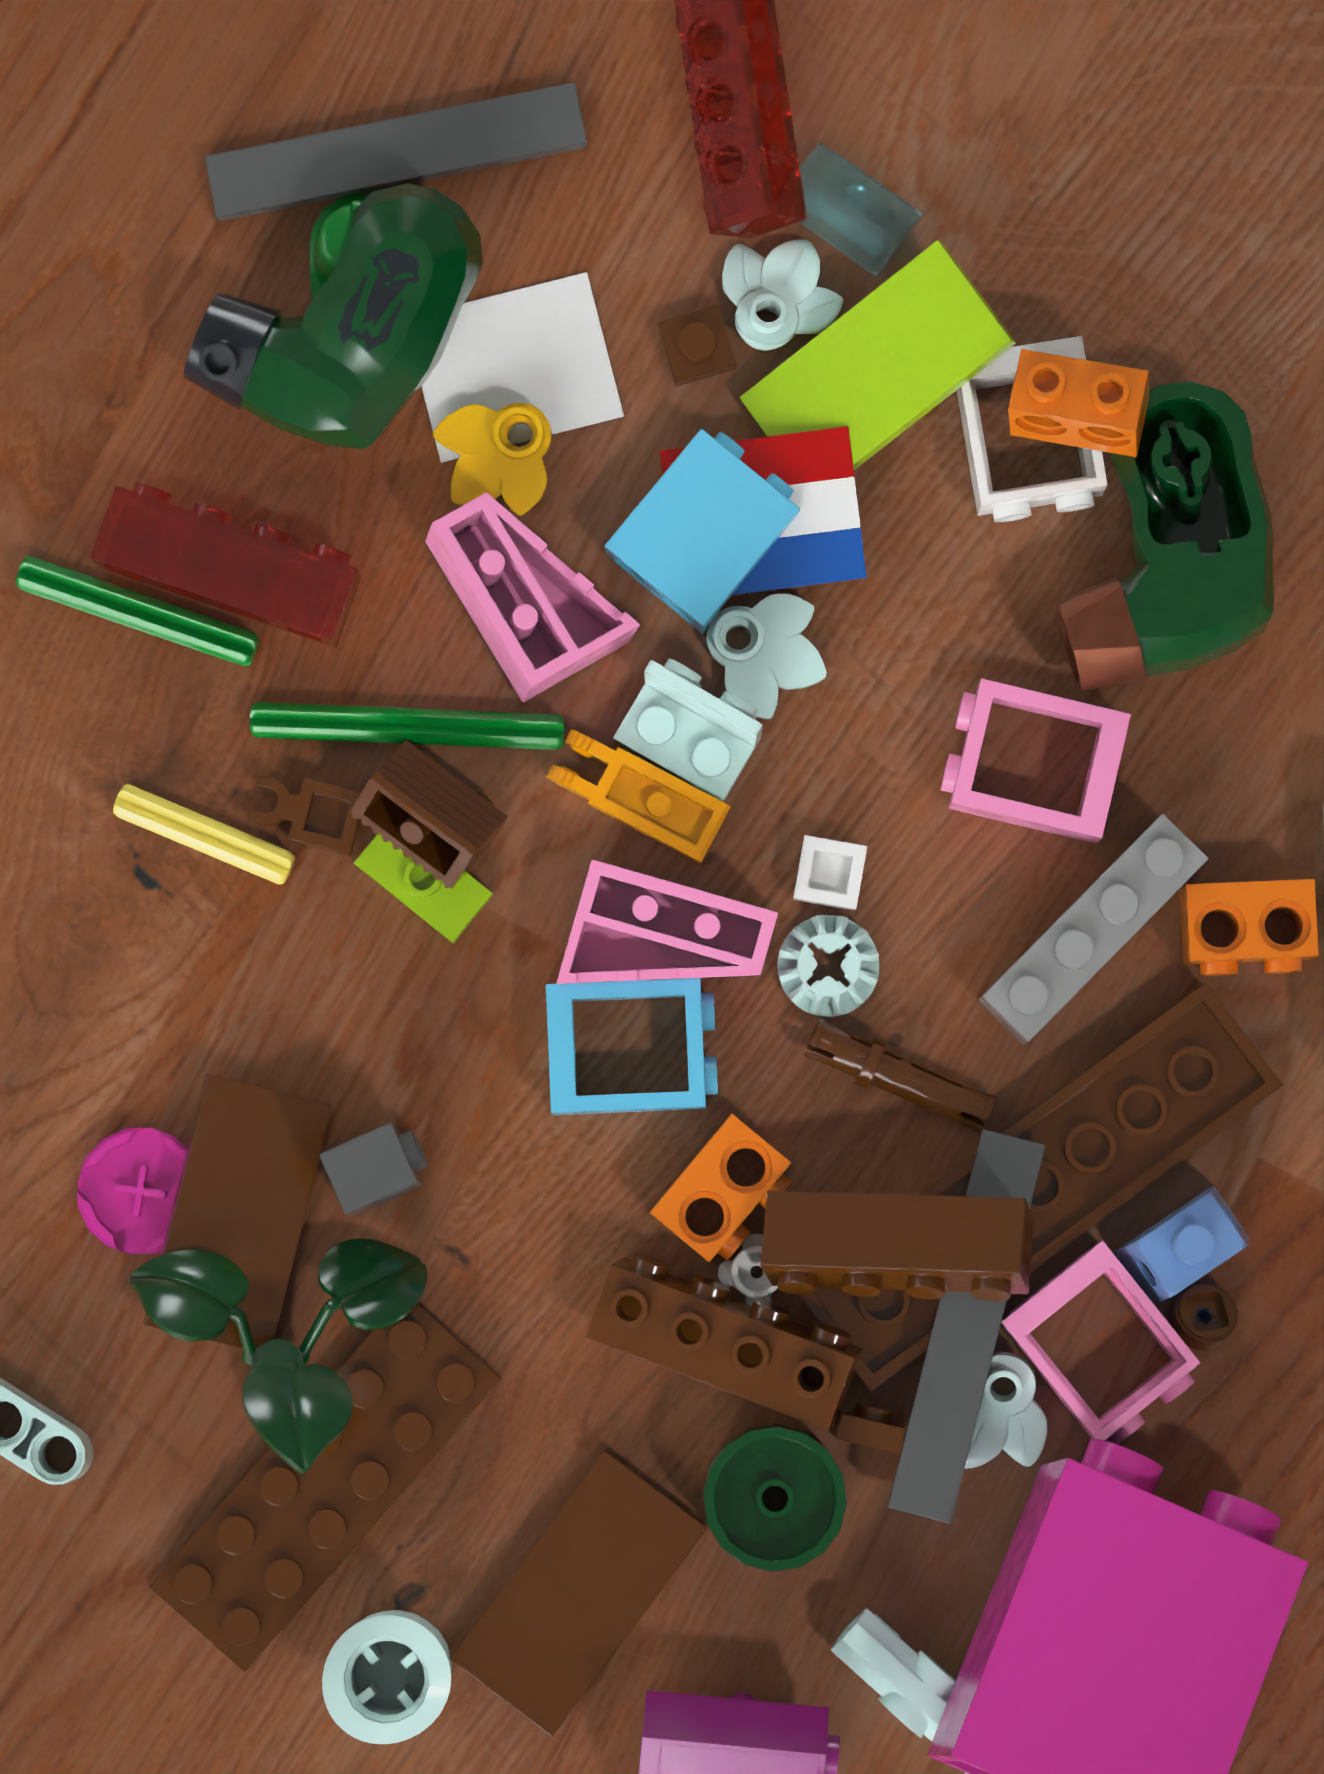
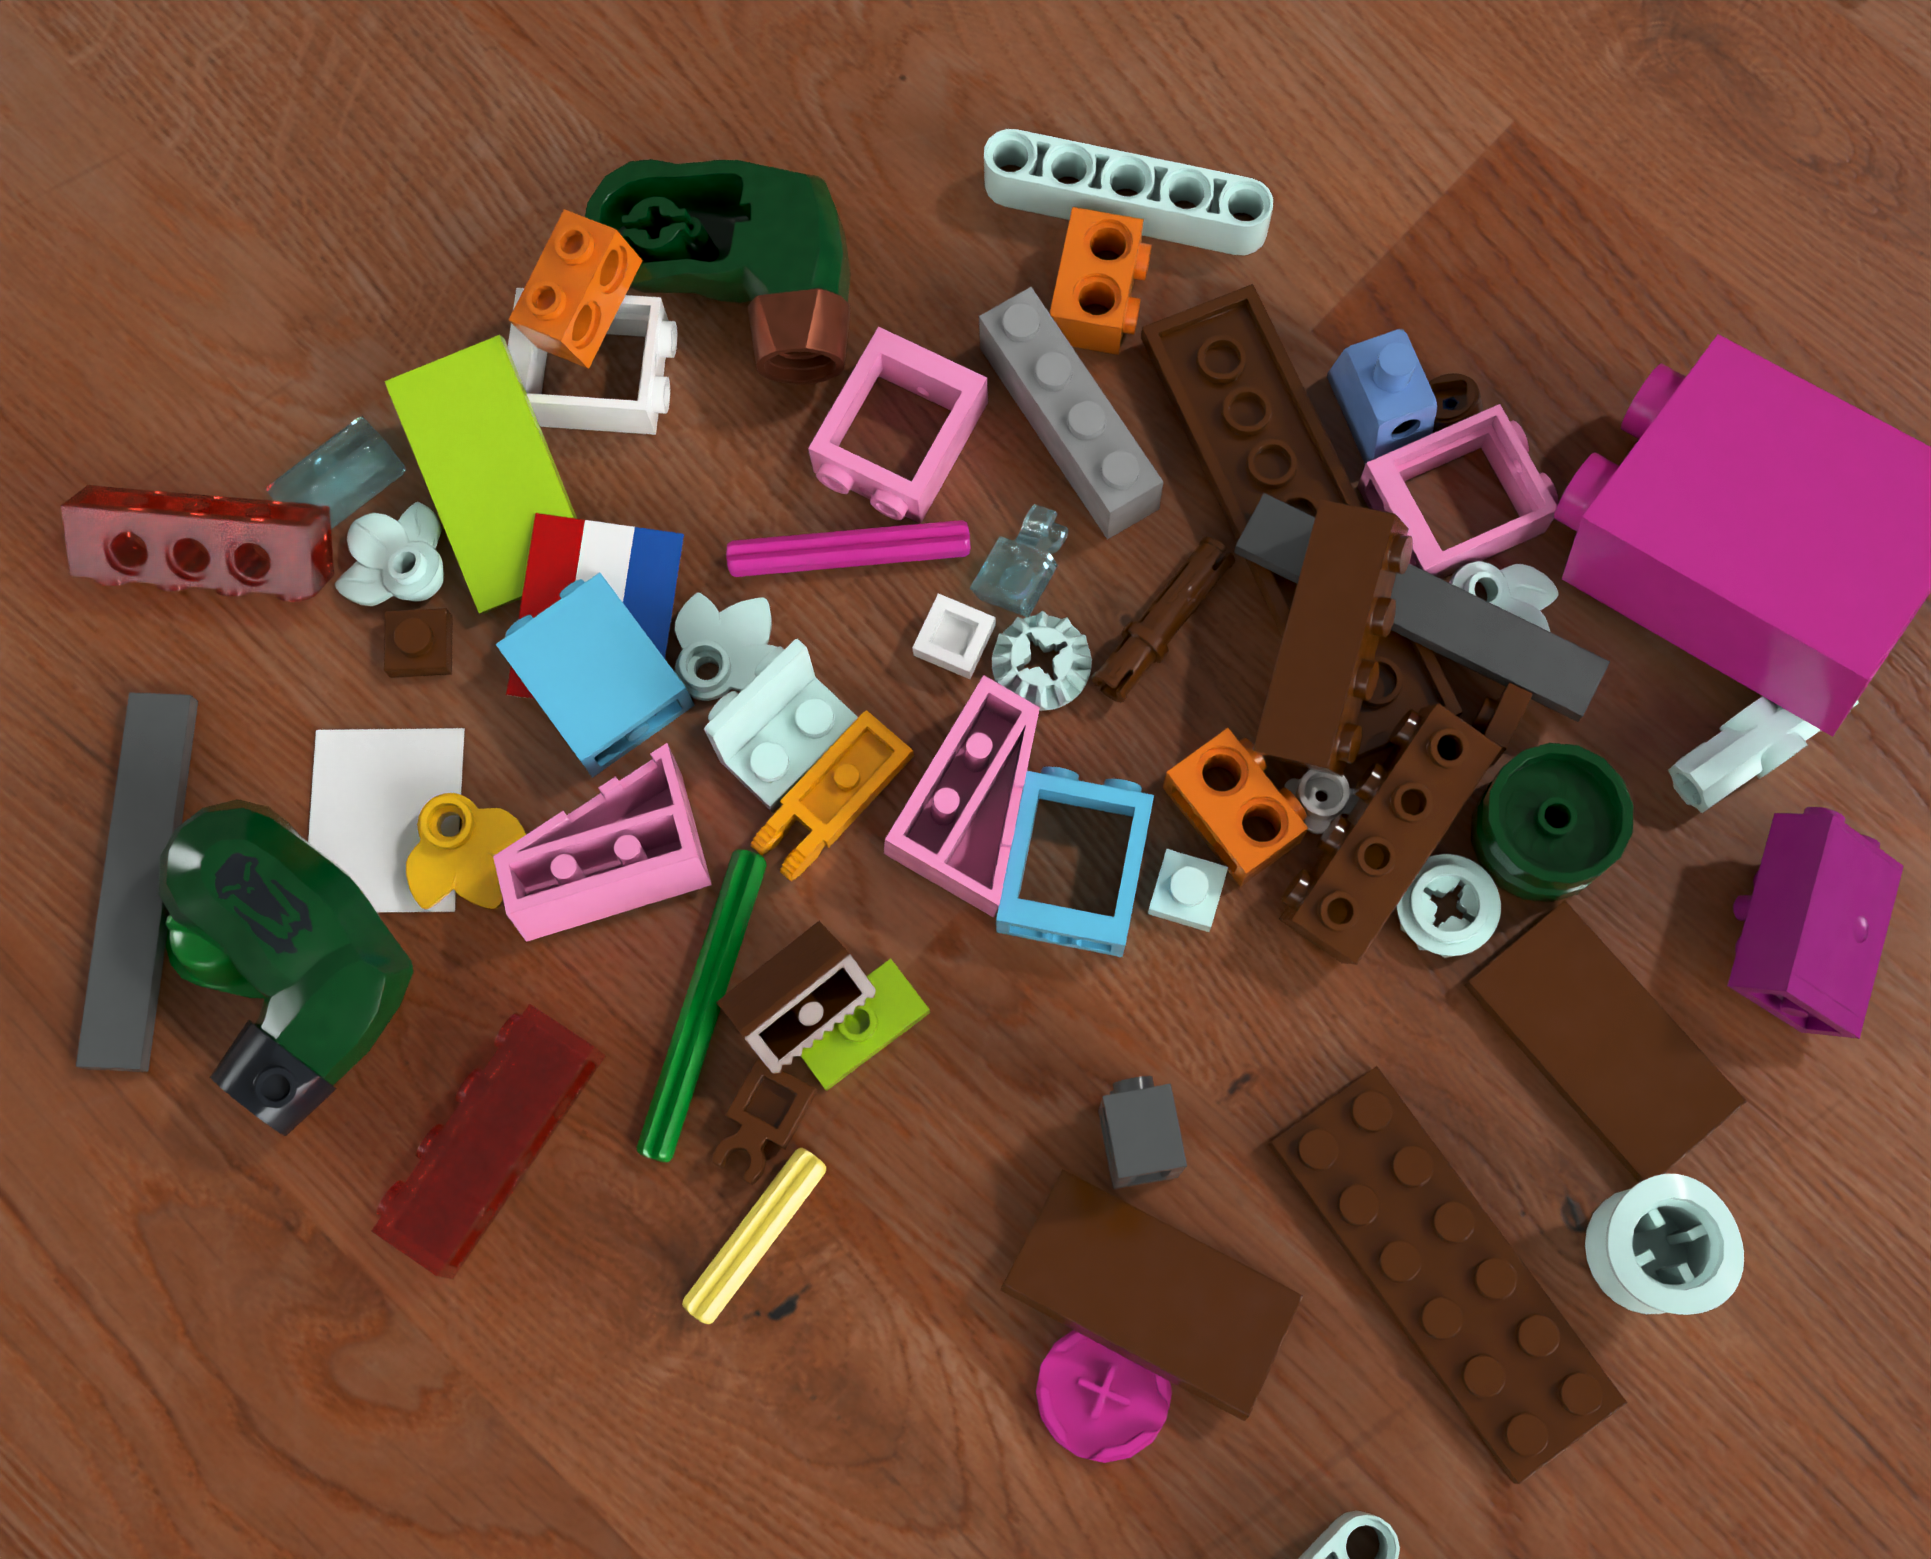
camera: 75 degrees left, 10 degrees down
(137, 611) = (508, 1250): green axle -> none
(289, 1403) = (1385, 1262): dark green plant -> none
(631, 1162) = (1188, 890): none -> light aqua plate
(647, 1430) = (1477, 901): none -> light aqua gear
(899, 744) = (848, 548): none -> dark pink axle
(912, 918) = (1022, 568): none -> clear light blue plate

